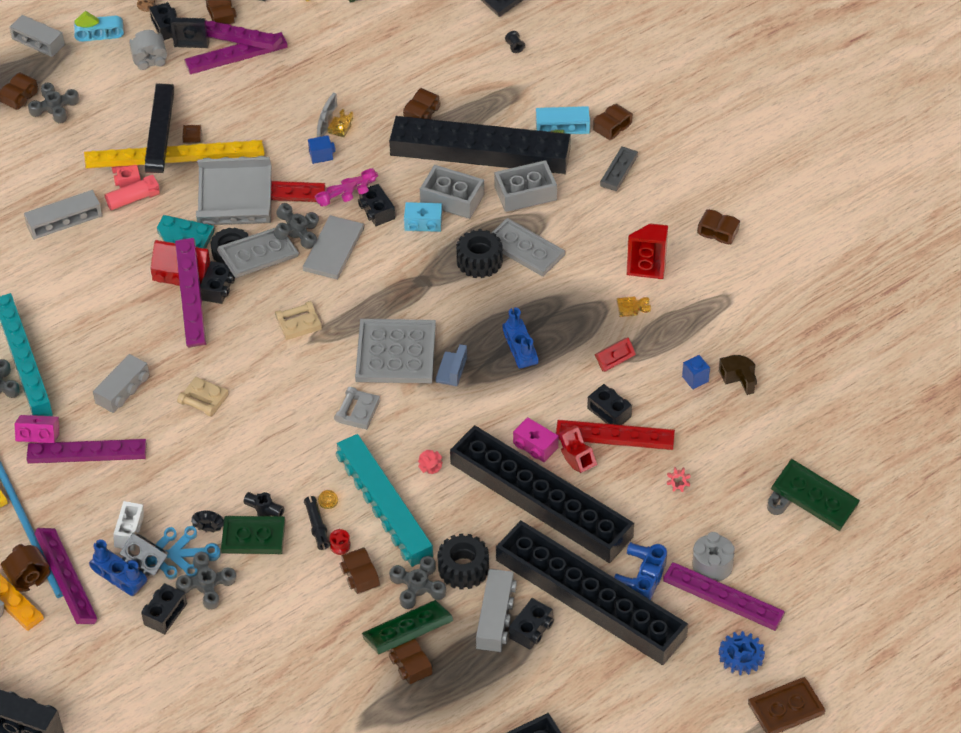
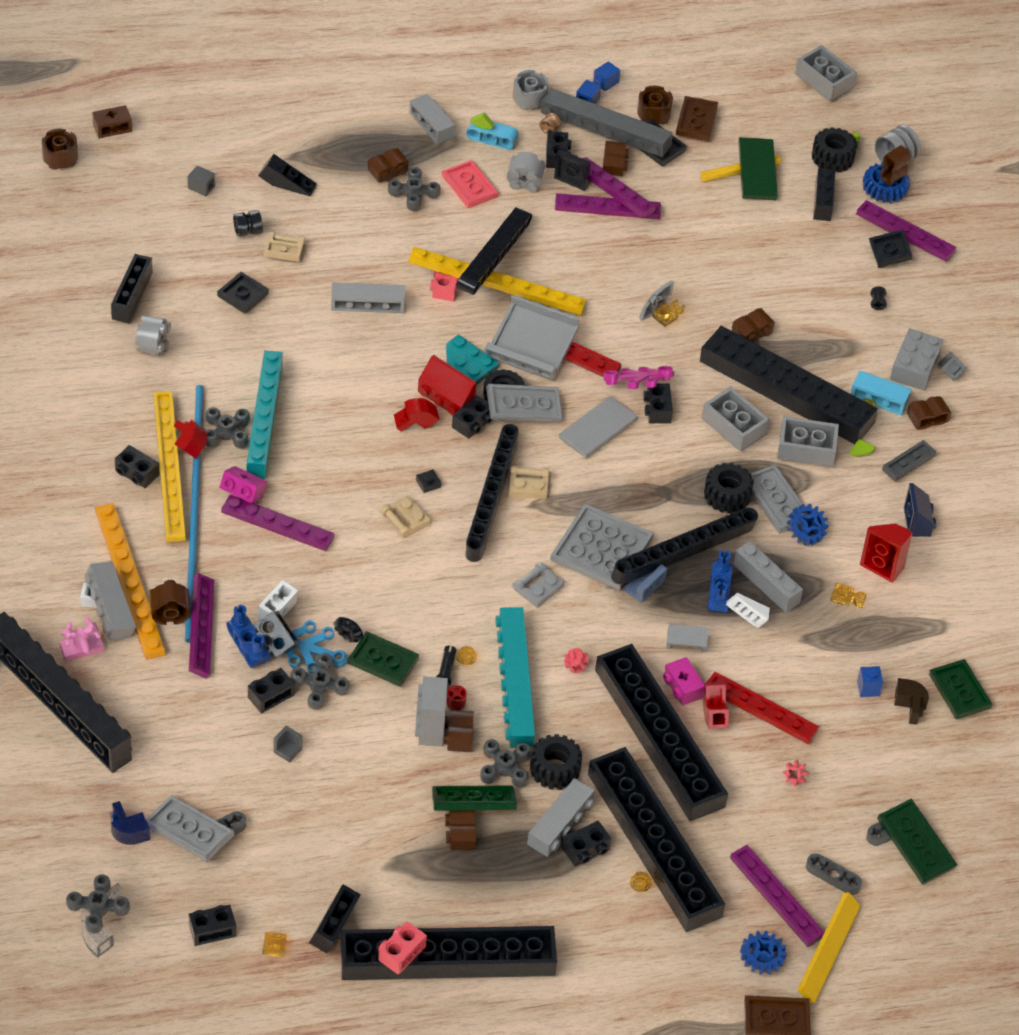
camera: 20 degrees right, 0 degrees up
(101, 80) = (469, 184): none -> coral tile
(121, 383) = (338, 474): light grey brick -> none
(123, 196) = (441, 302): coral piece -> none
(163, 297) = (416, 411): none -> red brick
(190, 292) = (441, 416): magenta plate -> none
(191, 133) = (525, 267): reddish brown plate -> none
(206, 356) = (428, 481): none -> black plate
(207, 651) = (287, 743): none -> dark grey panel
(263, 504) = (406, 636): black axle -> none
(271, 343) = (491, 493): none -> black beam
(296, 225) = (572, 393): dark grey gear -> none
(321, 149) = (636, 330): blue brick -> none
(328, 563) = (431, 711): none -> light grey brick
(423, 217) = (695, 432): medium azure brick -> none
(469, 320) = (684, 545): none -> black beam
(516, 399) = (687, 636): none -> light grey hinge
(557, 317) = (768, 577): none -> light grey brick
(564, 352) = (749, 609): none -> white slope
(565, 257) = (815, 523): none -> blue gear
(573, 174) = (862, 448): none -> lime tile
(577, 80) = (916, 359): none -> light grey brick
(597, 632) = (640, 877): none -> clear yellow plate
(609, 74) = (952, 365): none -> dark grey panel
(609, 406) = (770, 679): black brick -> none
(615, 354) = (803, 633): red plate -> none
(650, 569) = (720, 844): blue piece -> none
(652, 207) = (919, 512): none -> dark blue slope
(713, 556) = (787, 856): light grey brick -> none
(718, 226) = (972, 554): reddish brown brick -> none
(767, 550) = (832, 866): none -> dark grey beam
(774, 346) = (960, 689): none -> dark green plate
(795, 623) = (829, 947): none -> yellow tile

